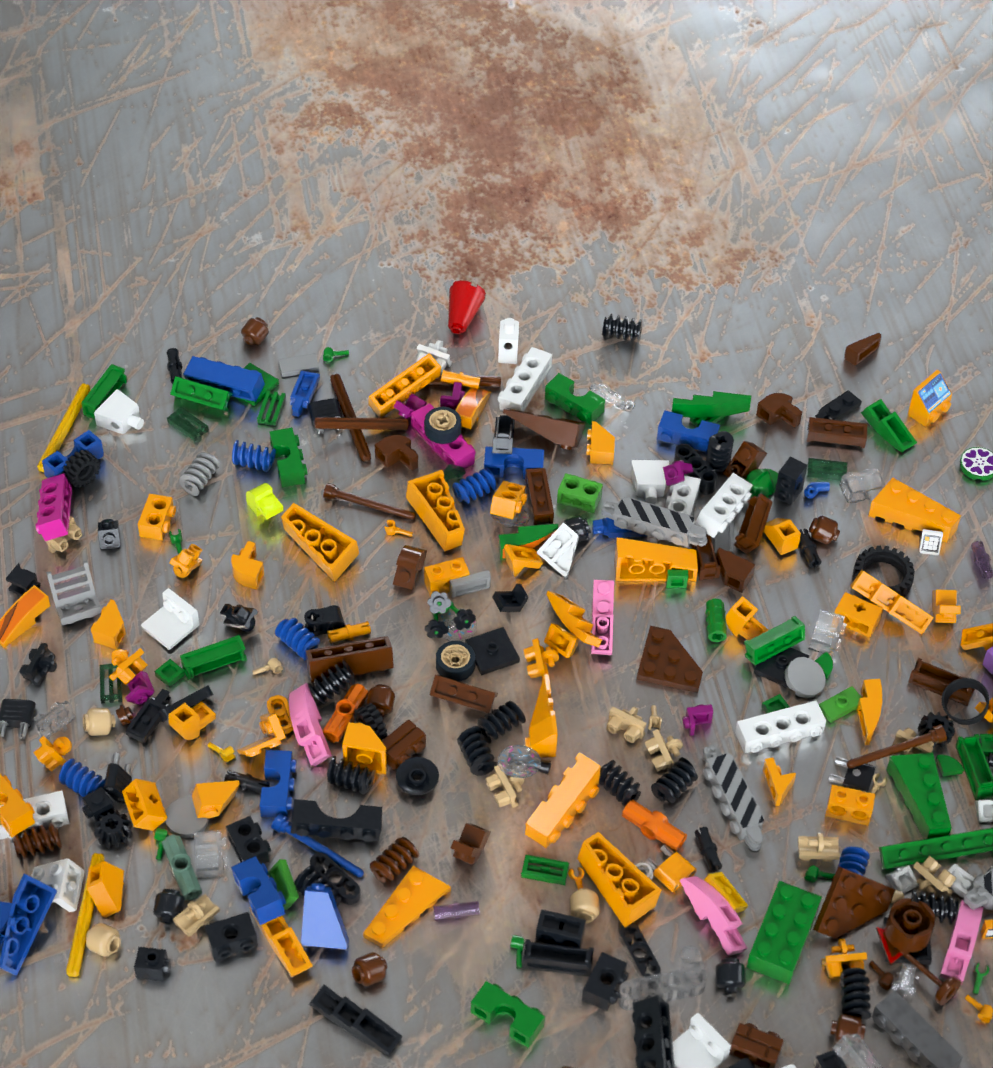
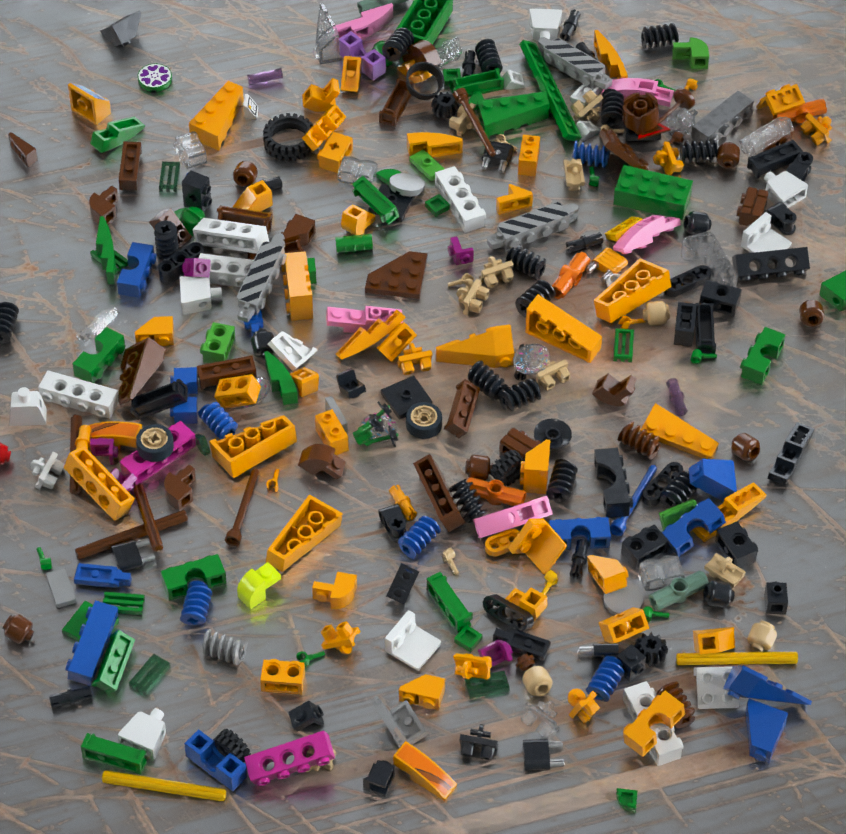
camera: 95 degrees left, 0 degrees up
(839, 407) = (95, 169): black hinge -> none

